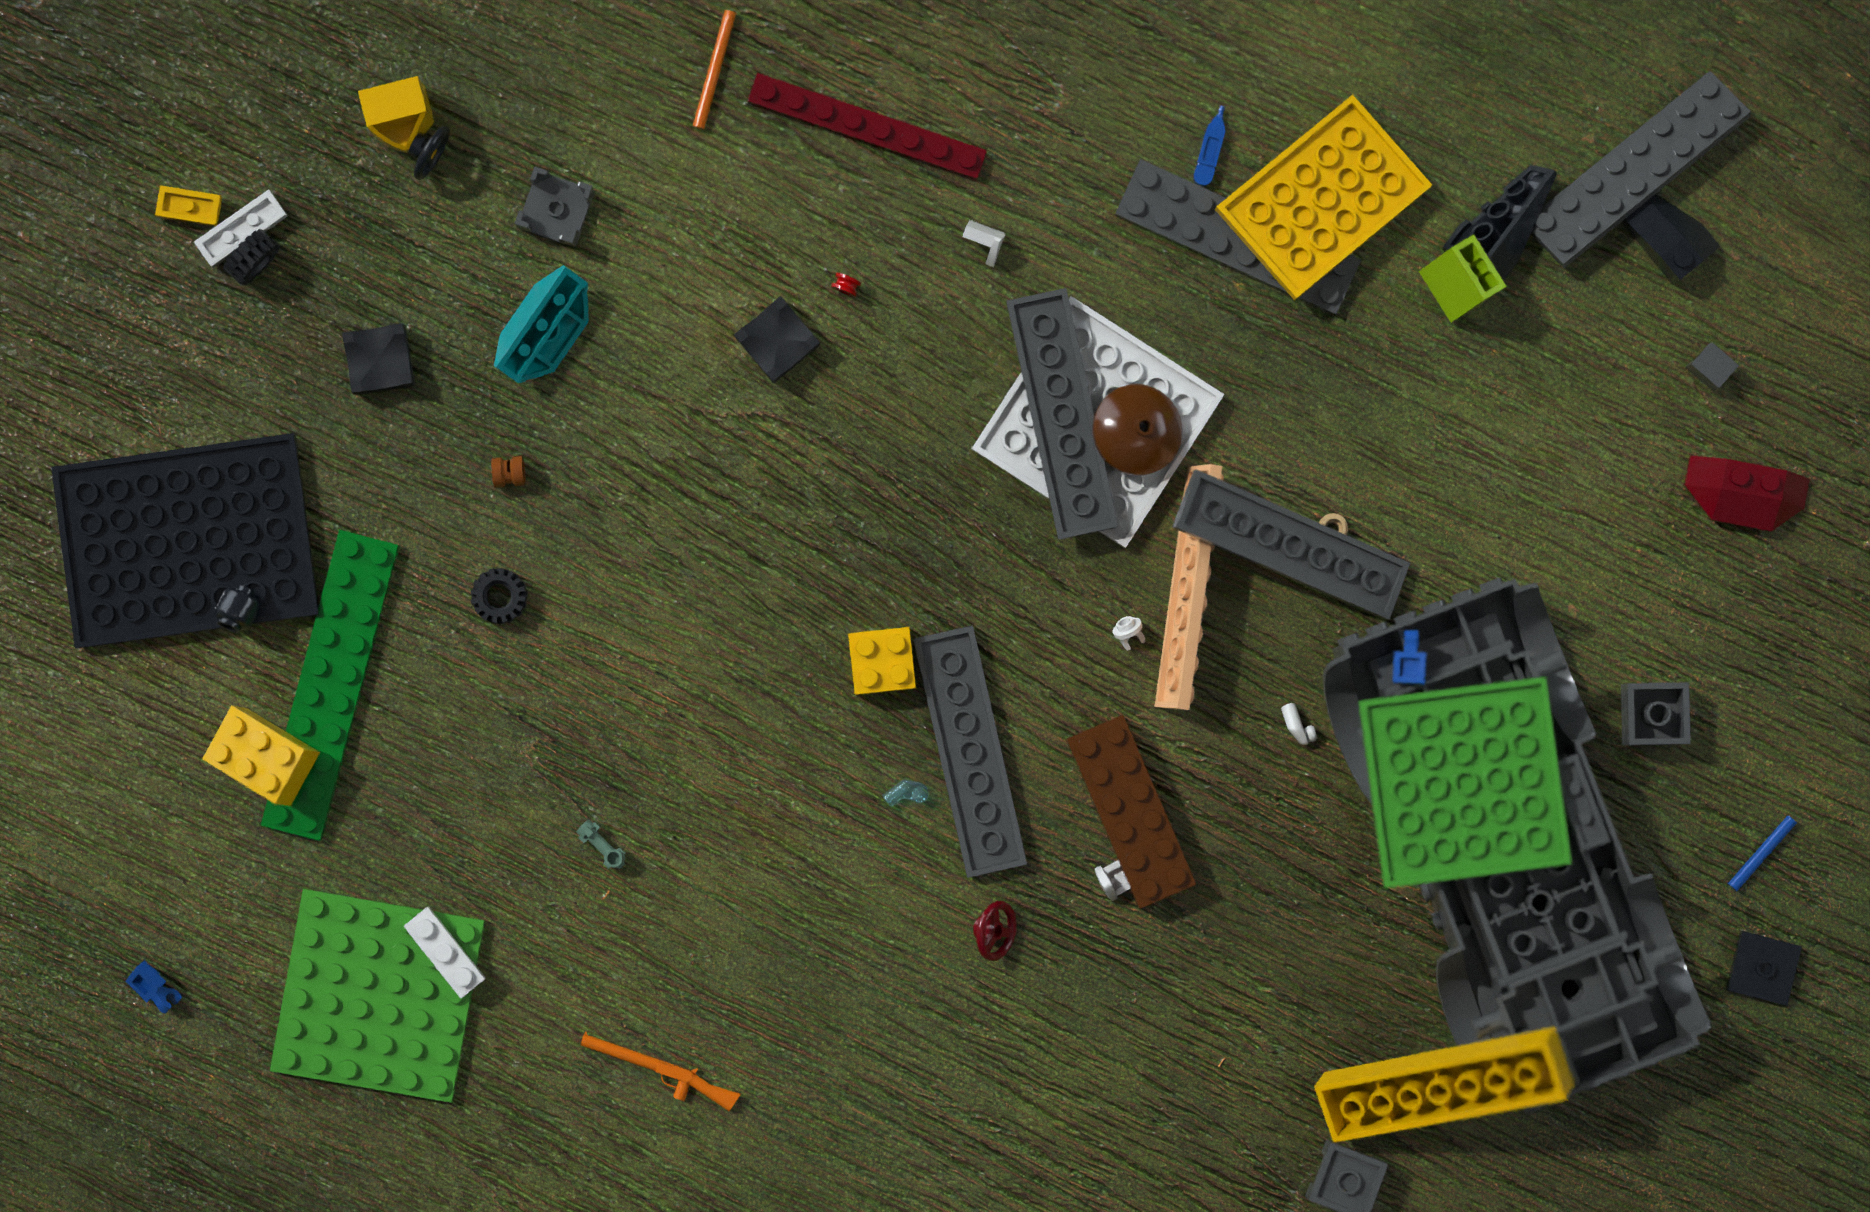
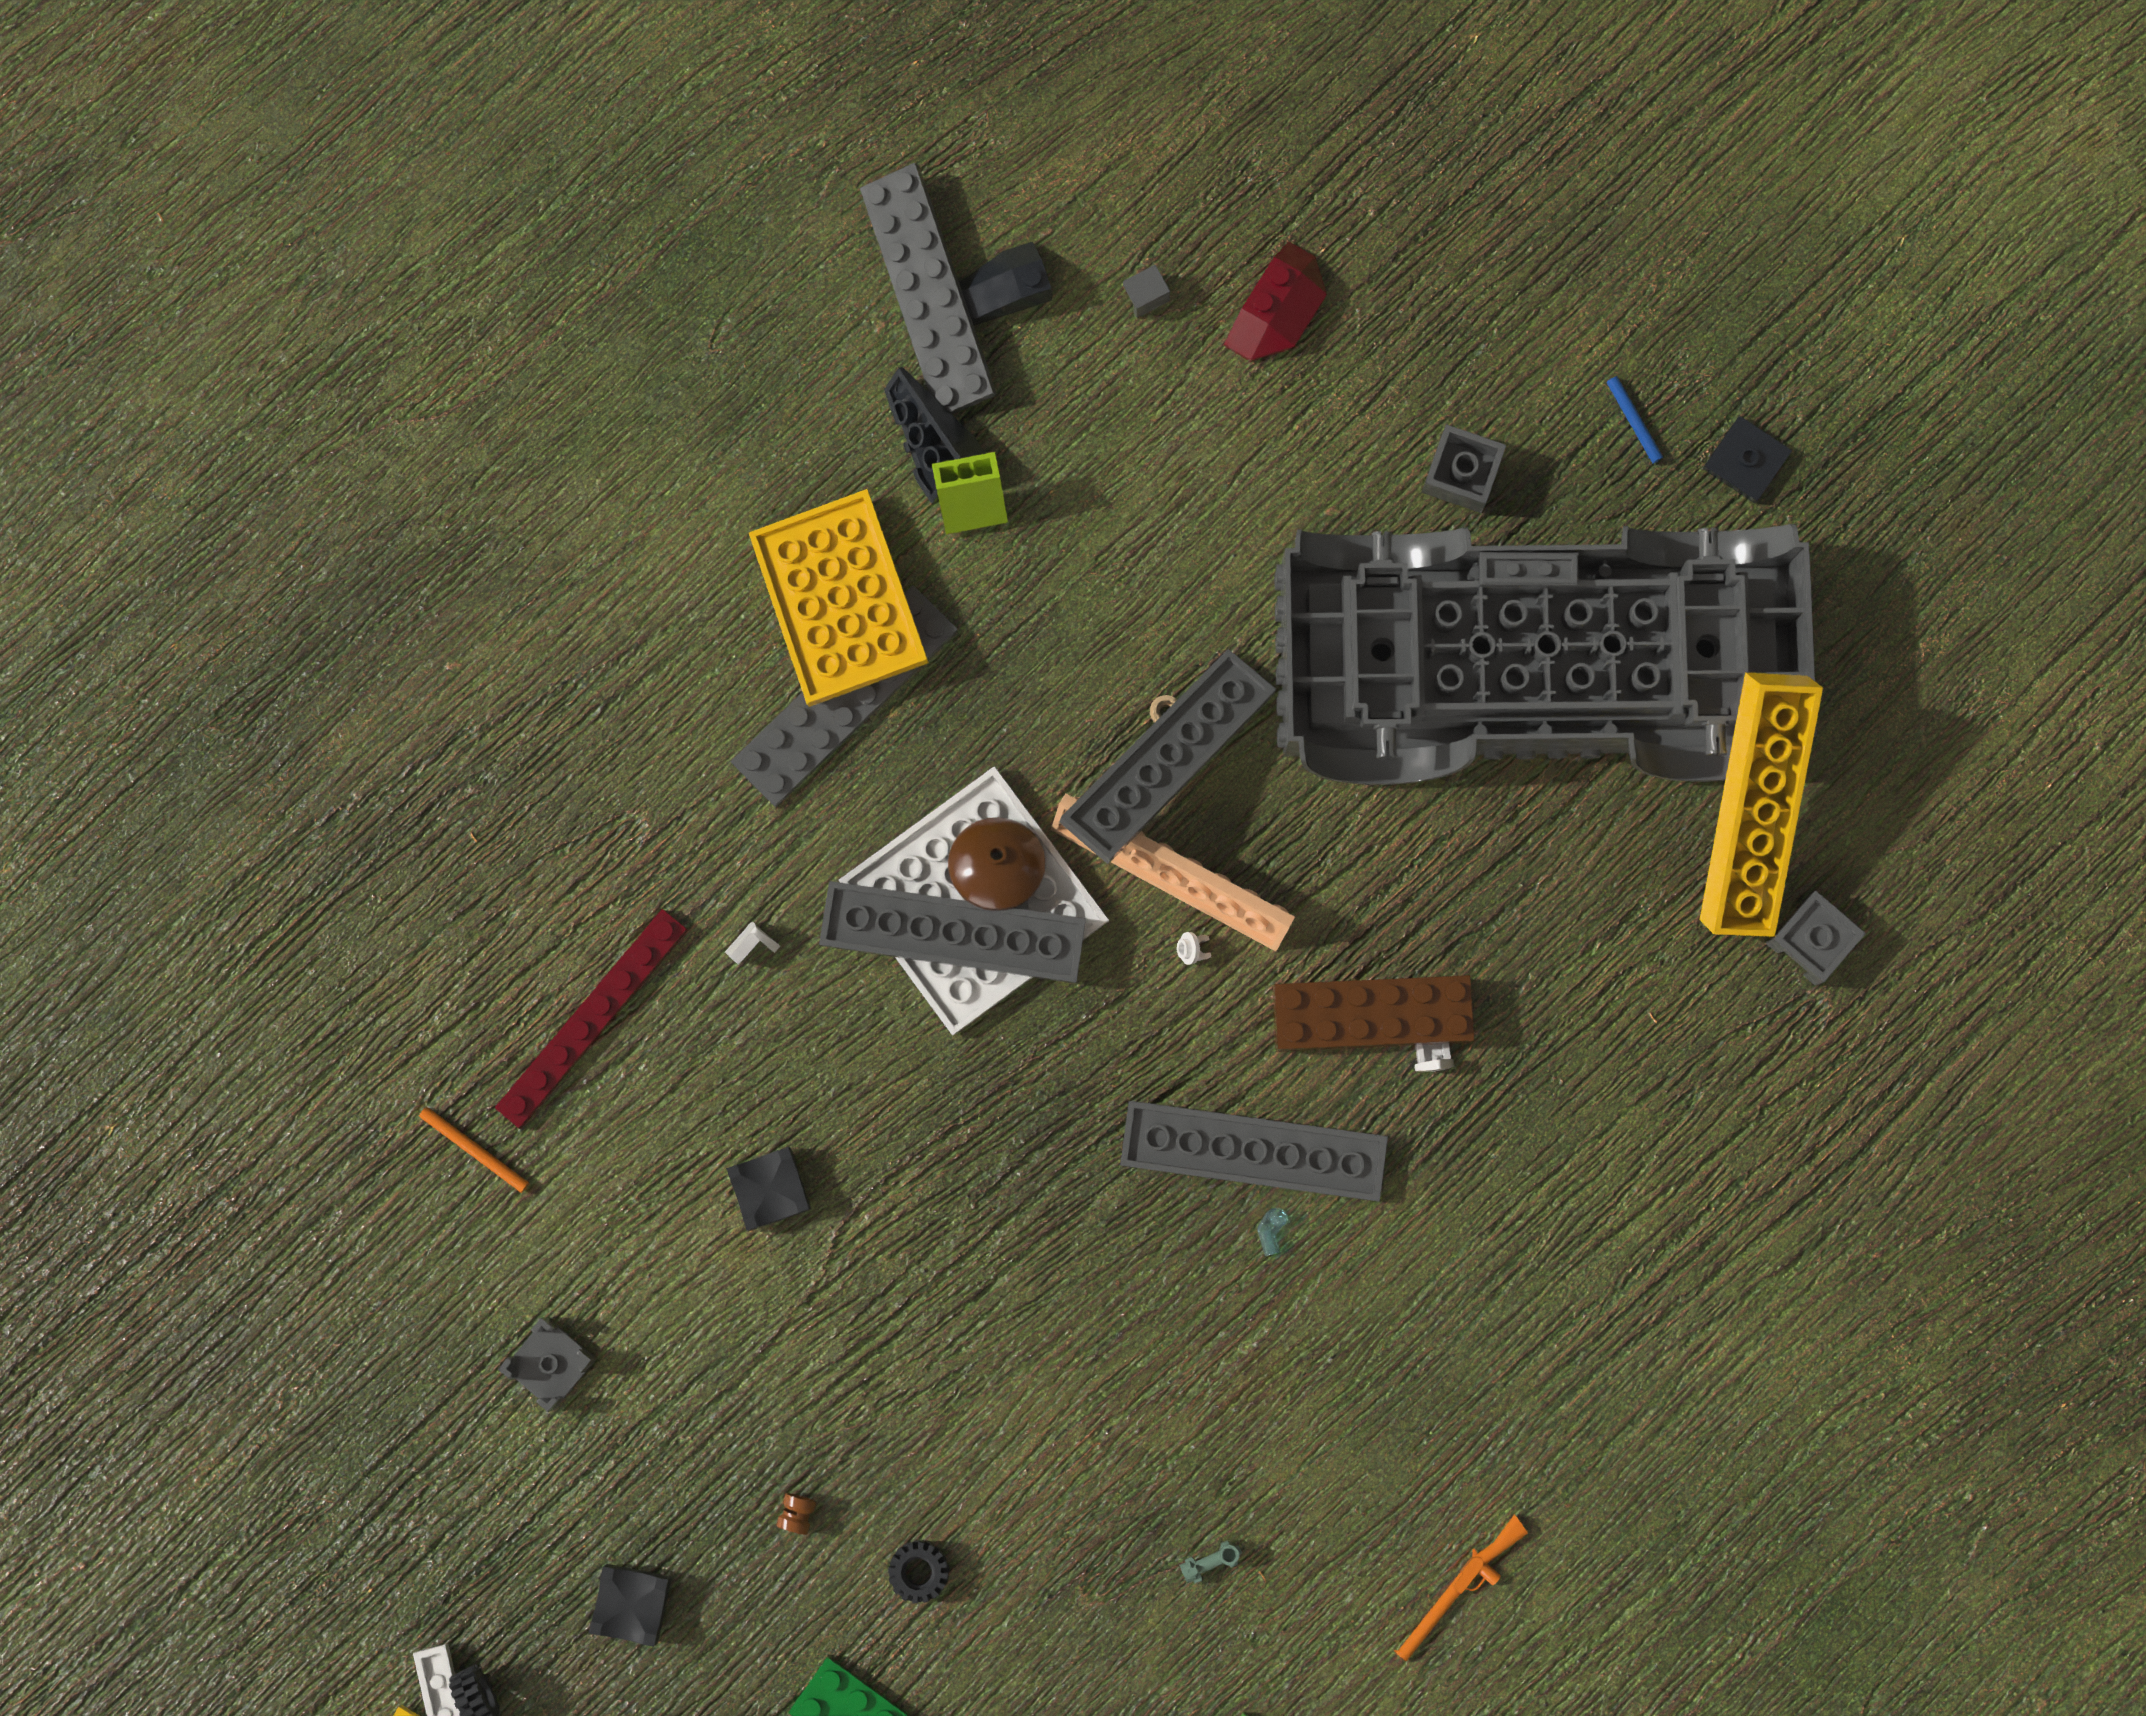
camera: 55 degrees left, 5 degrees down
(400, 117) = (395, 1488): yellow piece -> none
(543, 326) = (663, 1421): teal wedge -> none
(846, 284) = (740, 1098): red bush -> none
(882, 661) = (1130, 1205): yellow piece -> none
(989, 929) = (1439, 1198): dark red piece -> none
(1210, 150) = (748, 690): blue piece -> none
(1295, 726) = (1347, 820): white arm -> none
(1410, 664) = (1332, 681): blue plate -> none
(1464, 782) = (1469, 671): bright green plate -> none

